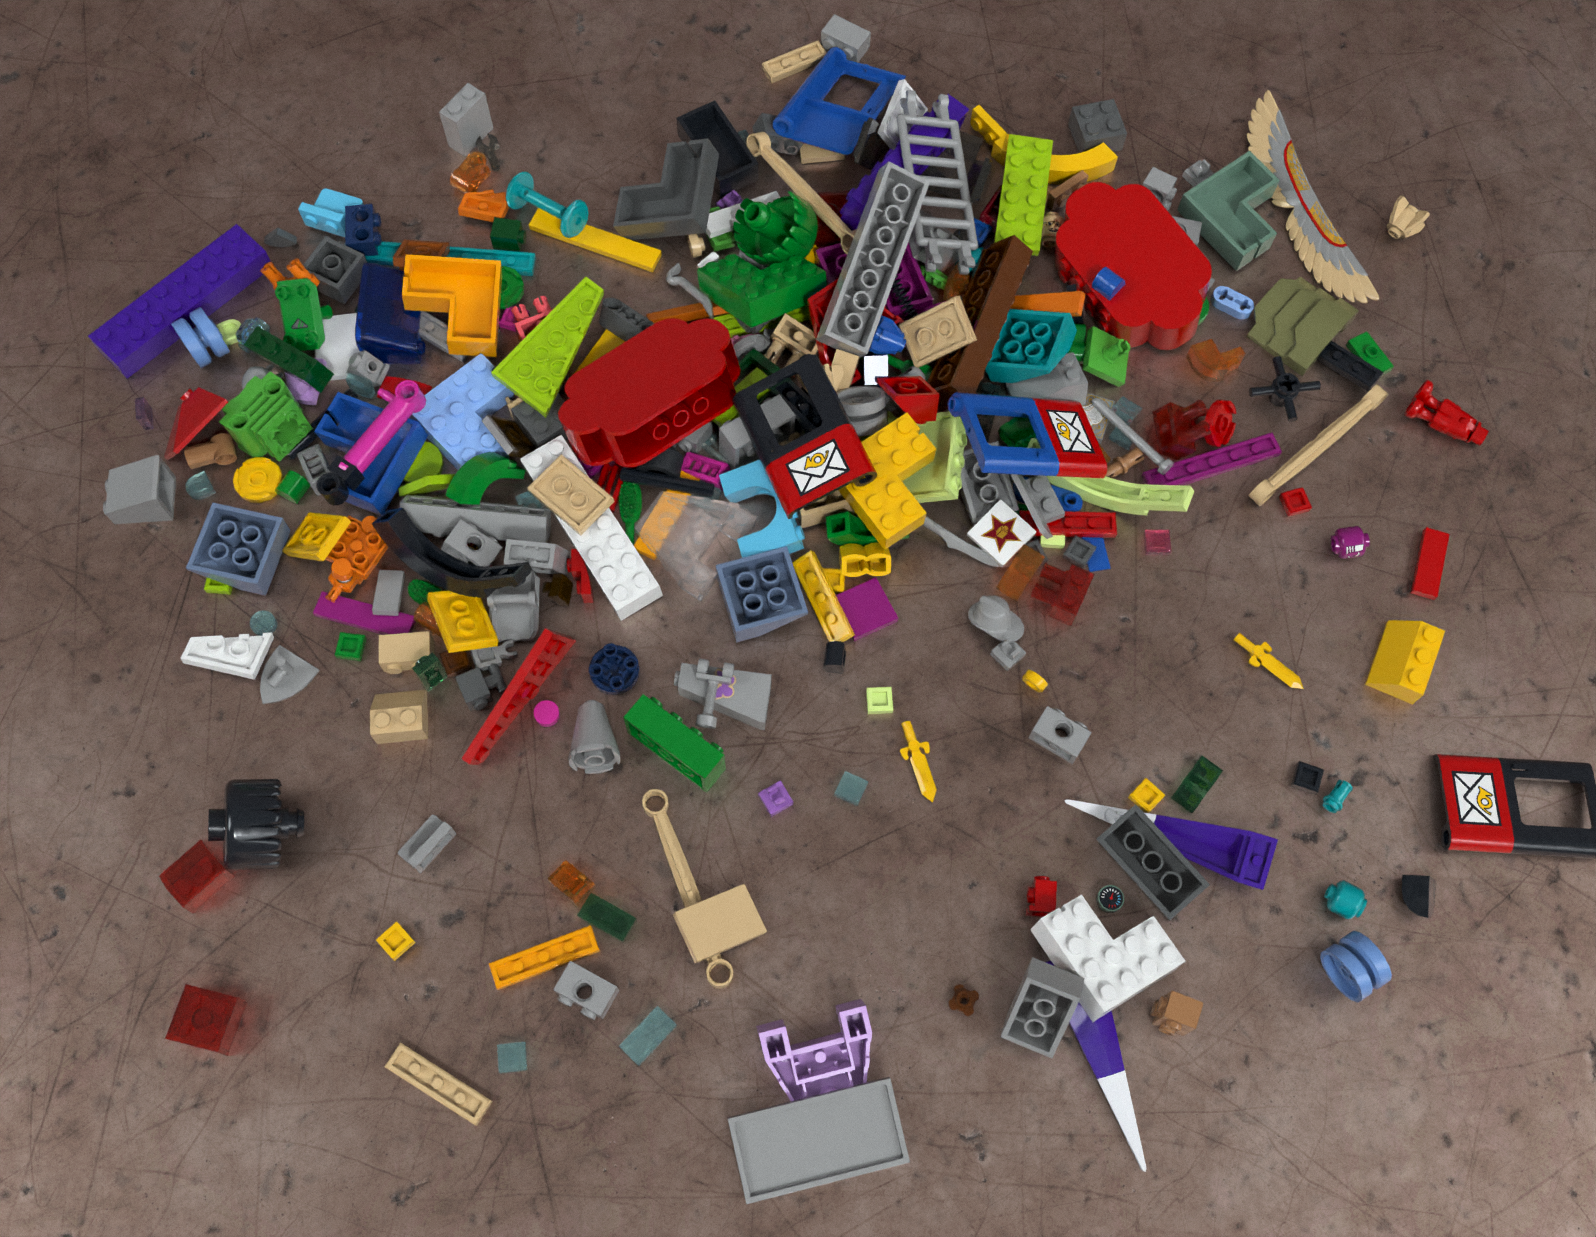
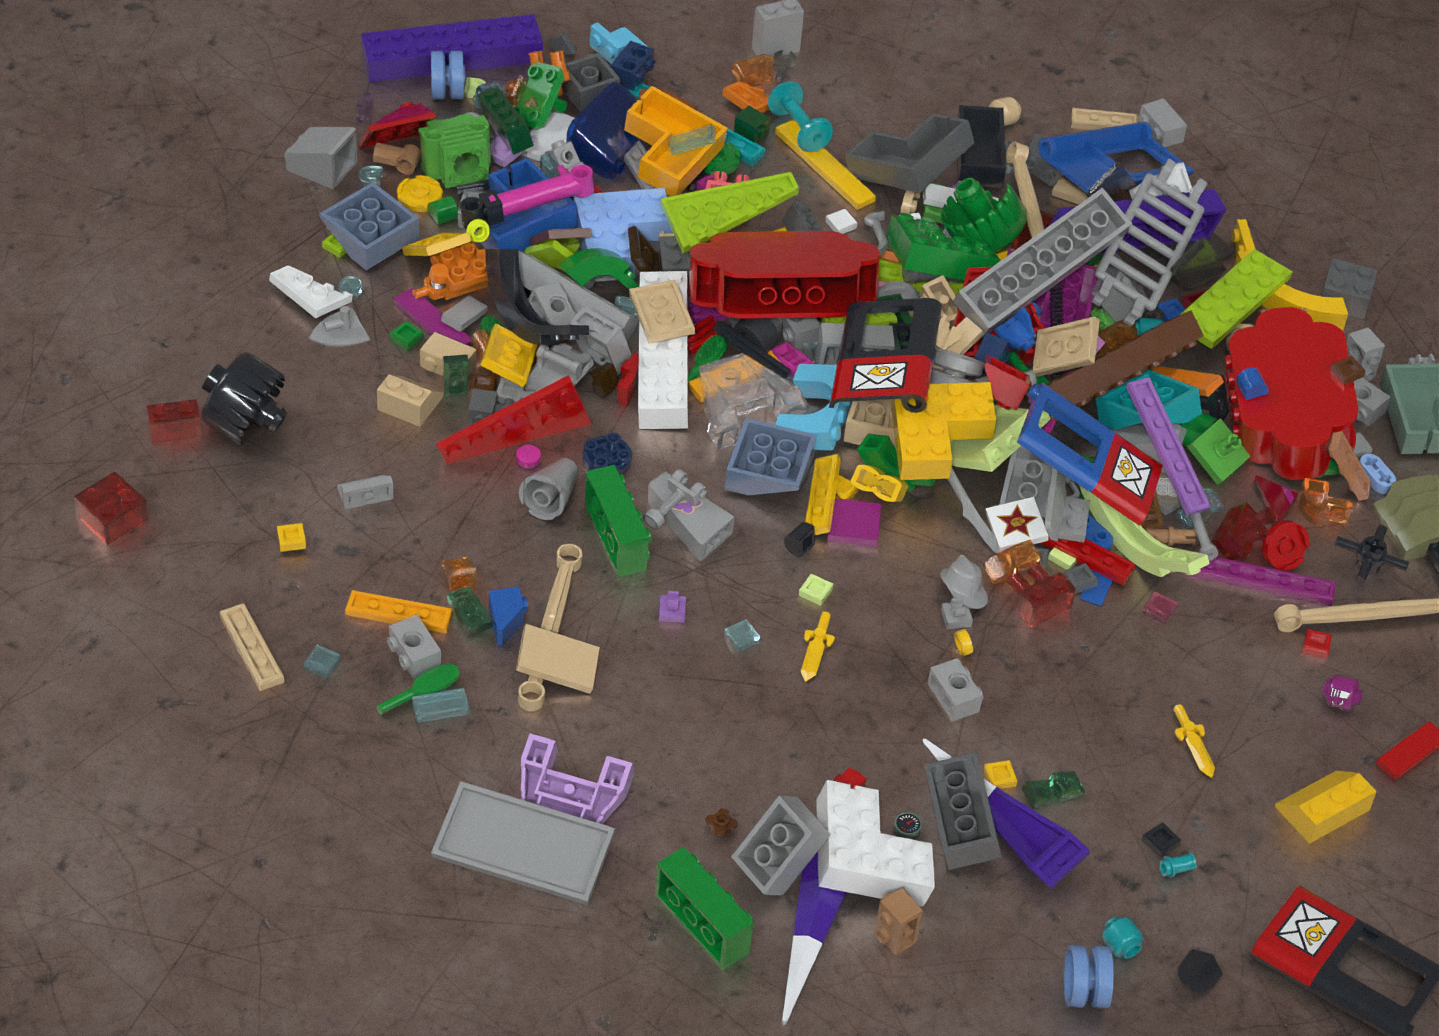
camera: 30 degrees right, 20 degrees down
(275, 322) = (514, 89): none -> clear orange slope
(349, 504) = (483, 232): none -> neon yellow plate
(426, 464) = (563, 236): none -> tile
(477, 290) = (692, 139): none -> clear light blue tile
(622, 1023) = (429, 682): none -> green piece
(641, 899) = (507, 612): none -> blue slope
(649, 294) = (841, 221): none -> white tile
(709, 93) = (1011, 109): none -> tan head
(1018, 1110) = (704, 907): none -> green brick
(1080, 386) = (1168, 446): none -> medium lavender tile
(1174, 374) = (1276, 496): none -> dark red tile
(1177, 226) = (1348, 370): none -> reddish brown tile
(1220, 314) = (1349, 466): none -> nougat plate

